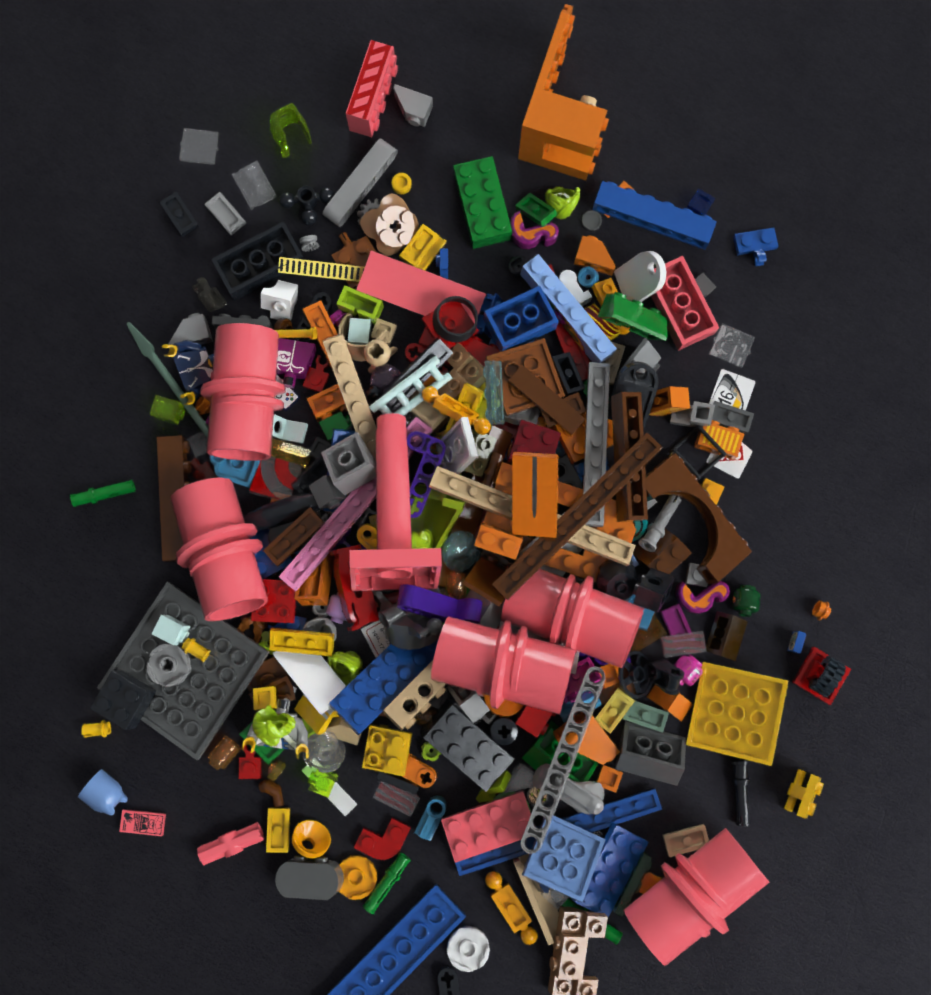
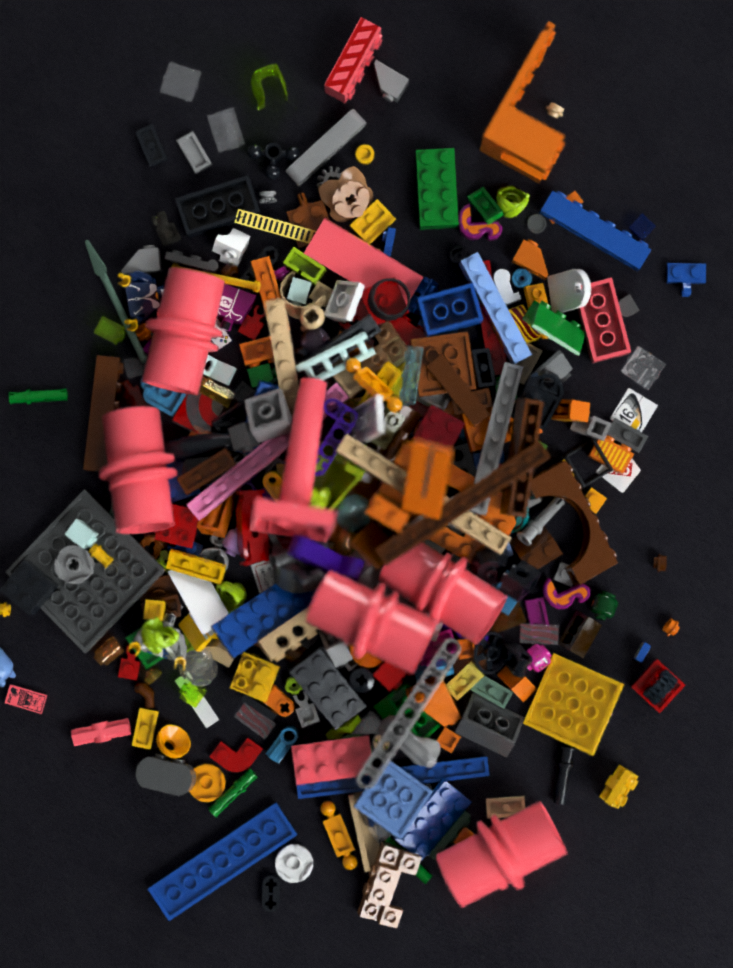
camera: 15 degrees right, 5 degrees up
(408, 331) = (344, 301): none -> white plate
(450, 778) = (306, 713): none -> light grey plate
(795, 544) = (660, 562): none -> reddish brown plate

